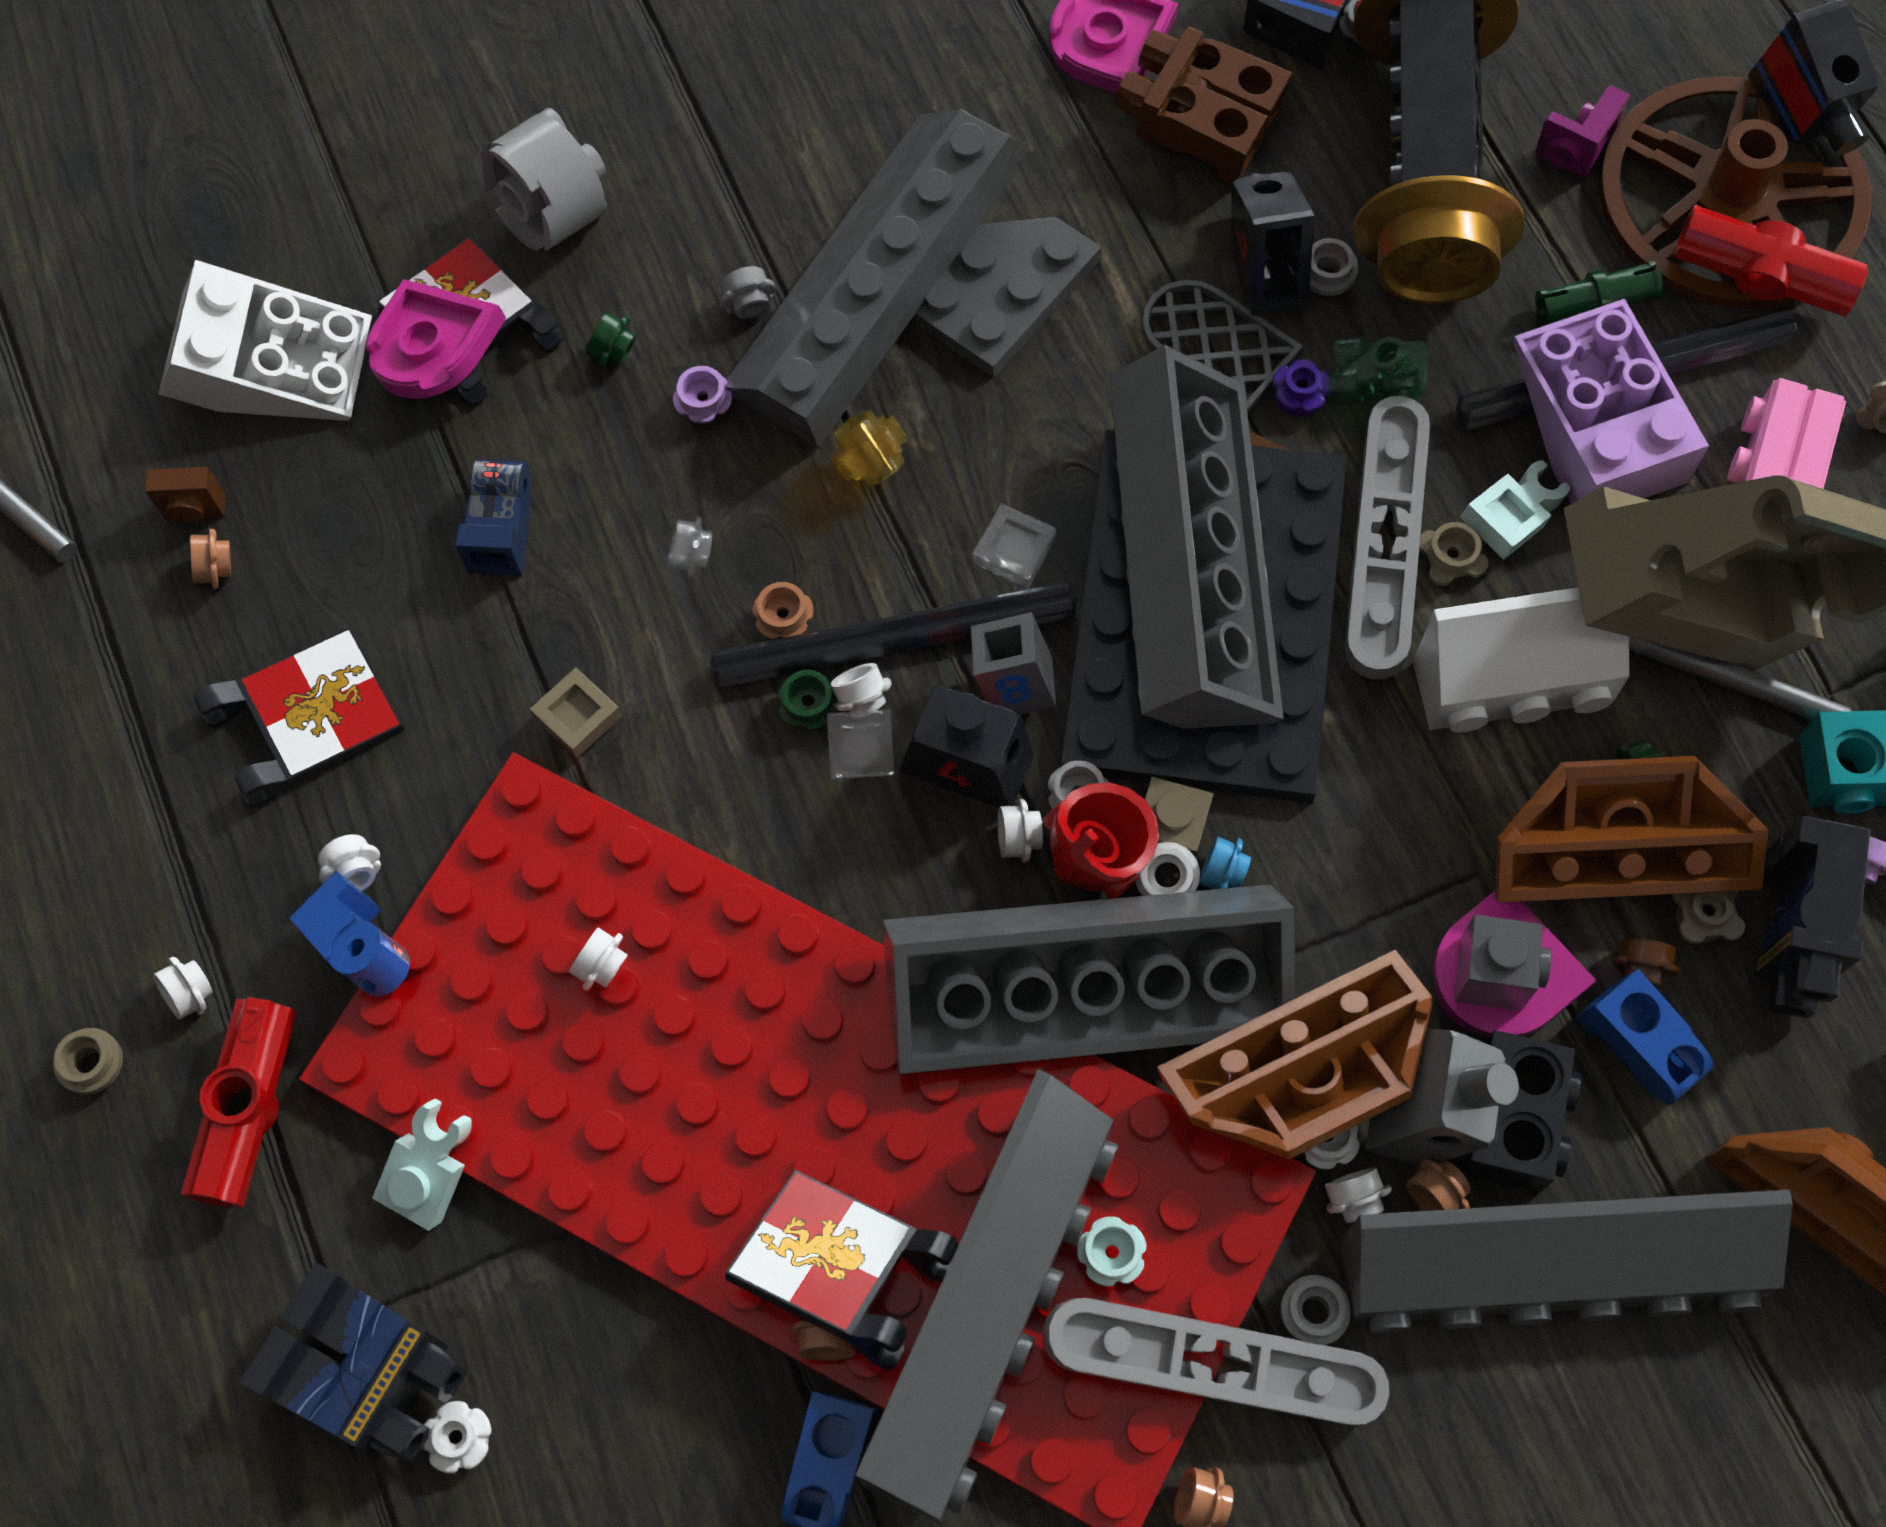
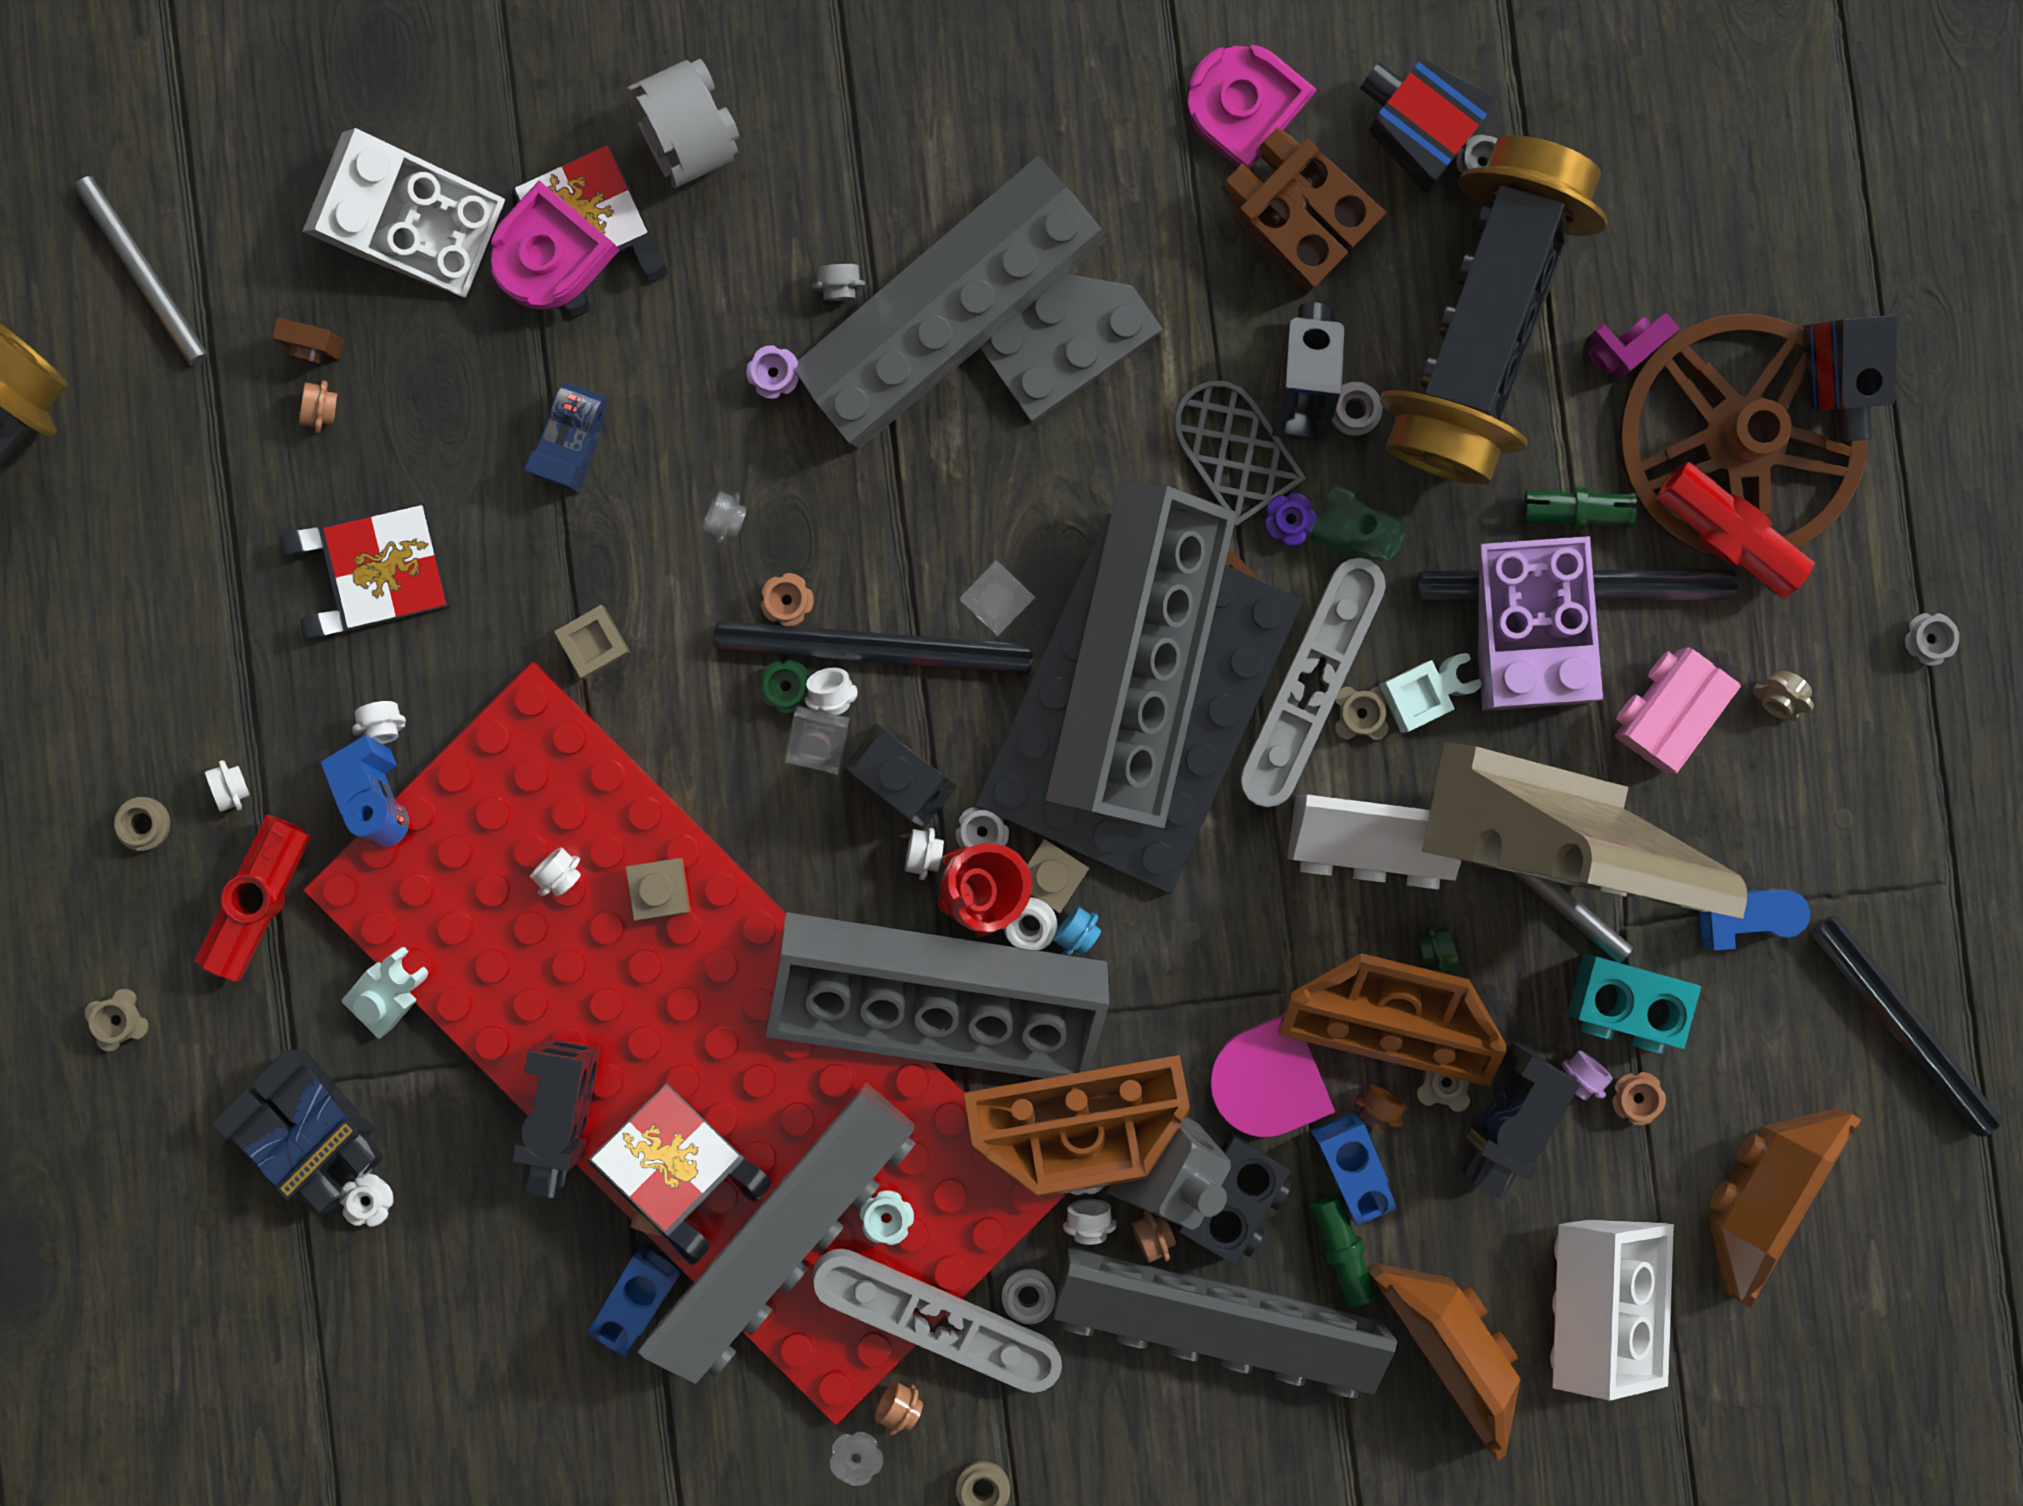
camera: 15 degrees right, 20 degrees up
(76, 1299) = (101, 1024): none -> dark tan plate
(611, 341) = (707, 294): dark green plate -> none
(672, 1229) = (559, 1114): none -> black hips
(724, 947) = (658, 889): none -> dark tan plate
(869, 447) = (899, 472): clear yellow gear -> none
(1013, 664) = (958, 716): dark grey brick -> none
(1501, 963) = (1260, 1088): dark grey brick -> none
(1670, 1137) = (1343, 1250): none -> dark green pin

